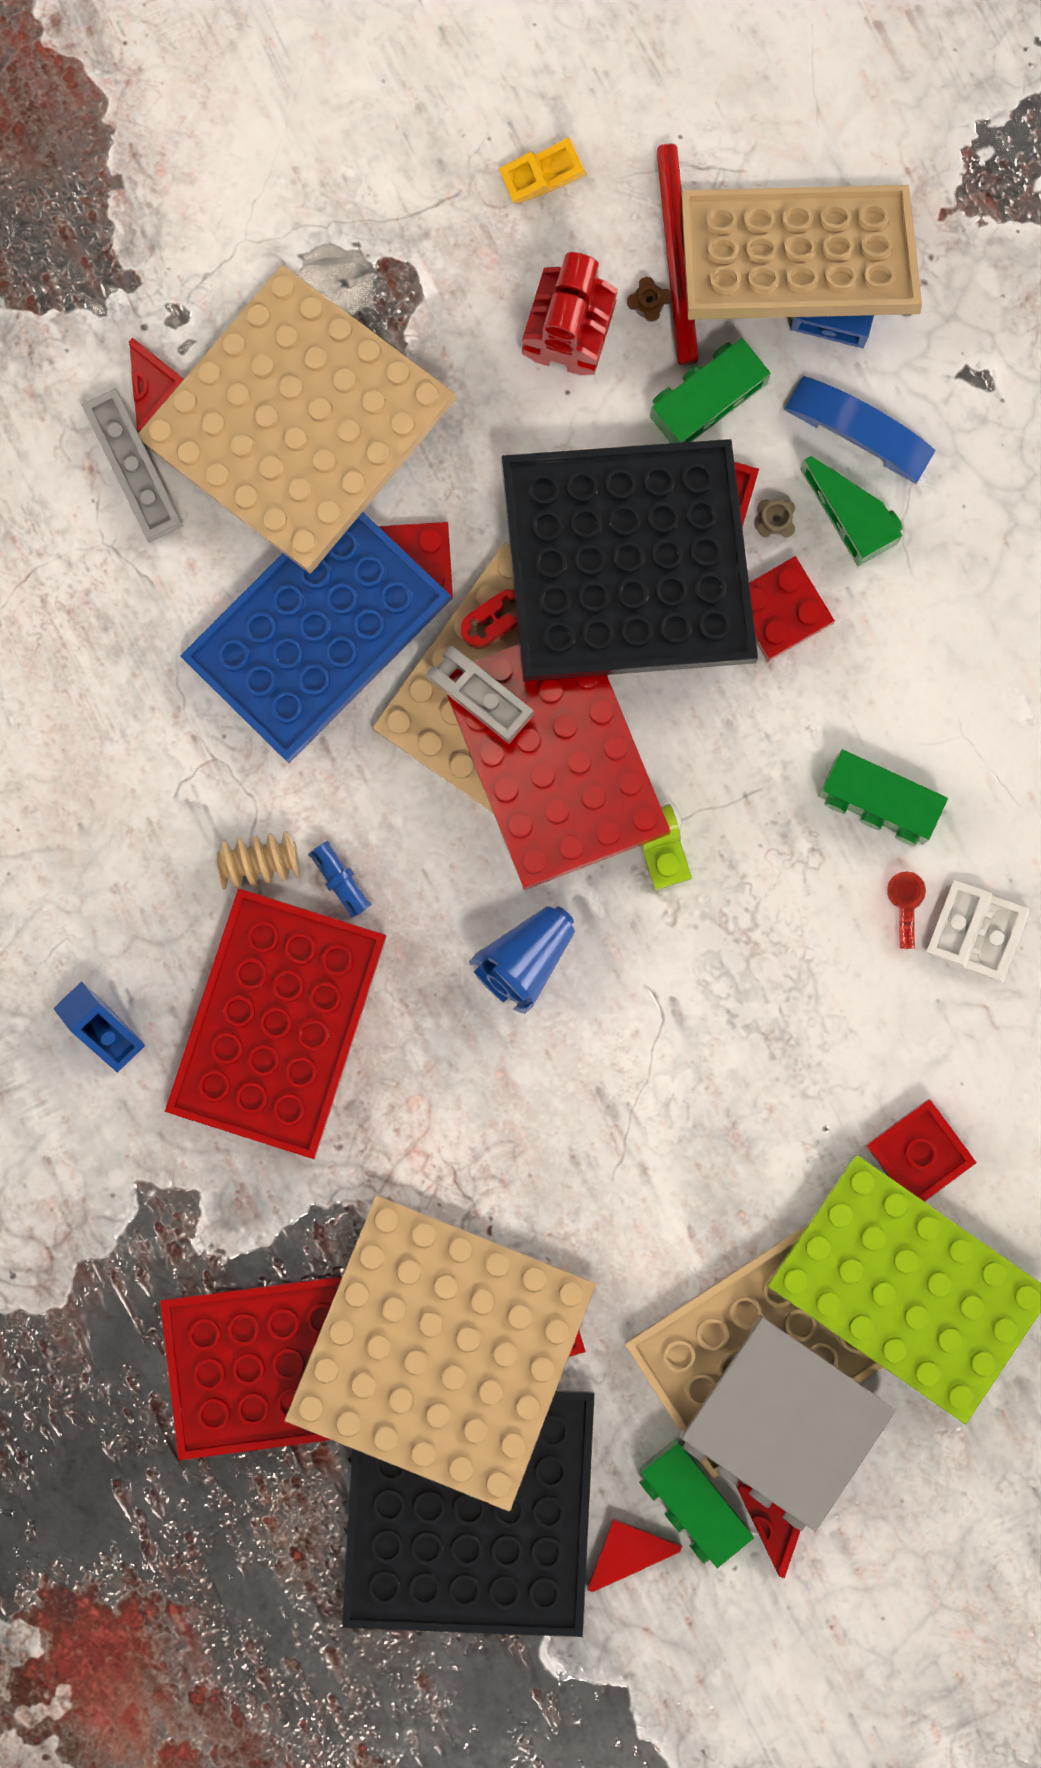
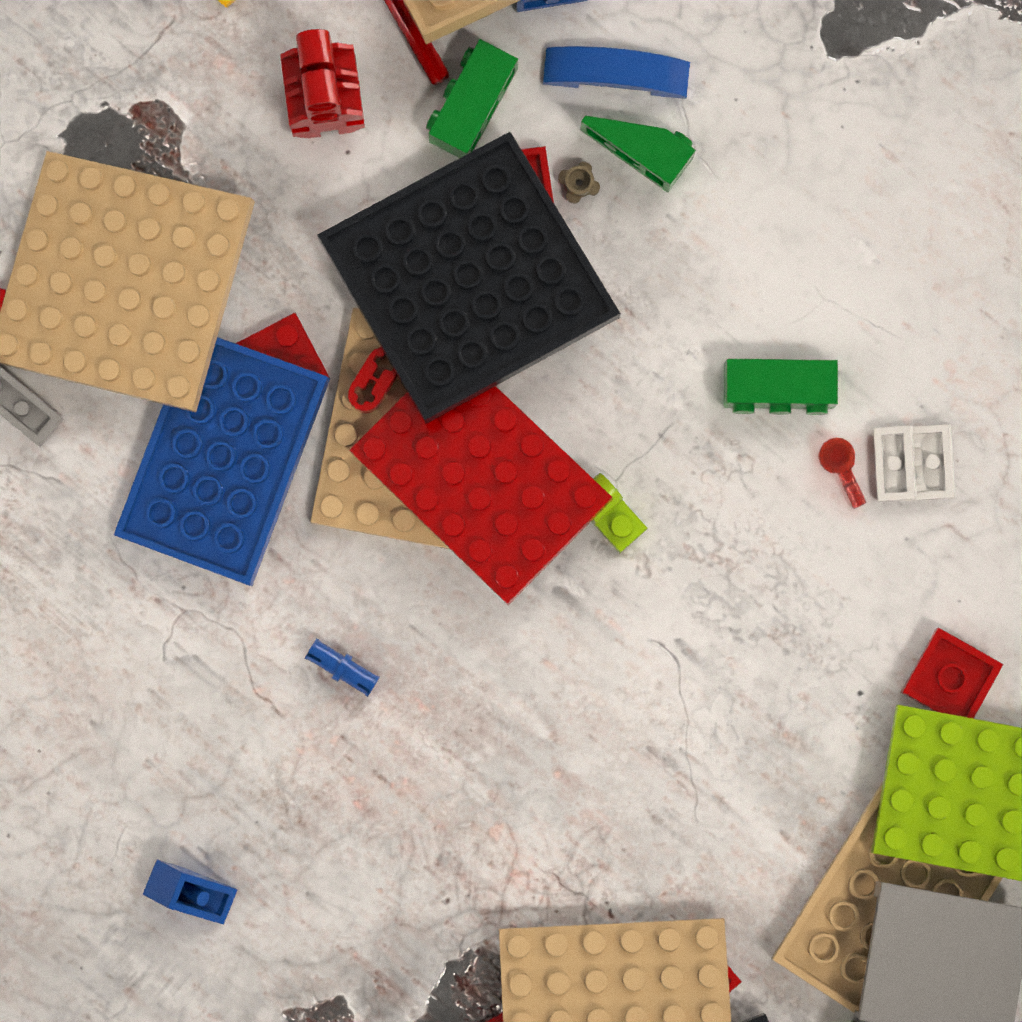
camera: 25 degrees left, 0 degrees up
(257, 860) = (263, 683): tan piece -> none
(276, 1023) = (343, 819): red plate -> none
(481, 695) = (394, 452): light grey plate -> none
(525, 957) = (535, 662): blue cone -> none
(649, 310) = (375, 47): reddish brown plate -> none
(786, 608) = (623, 257): red plate -> none

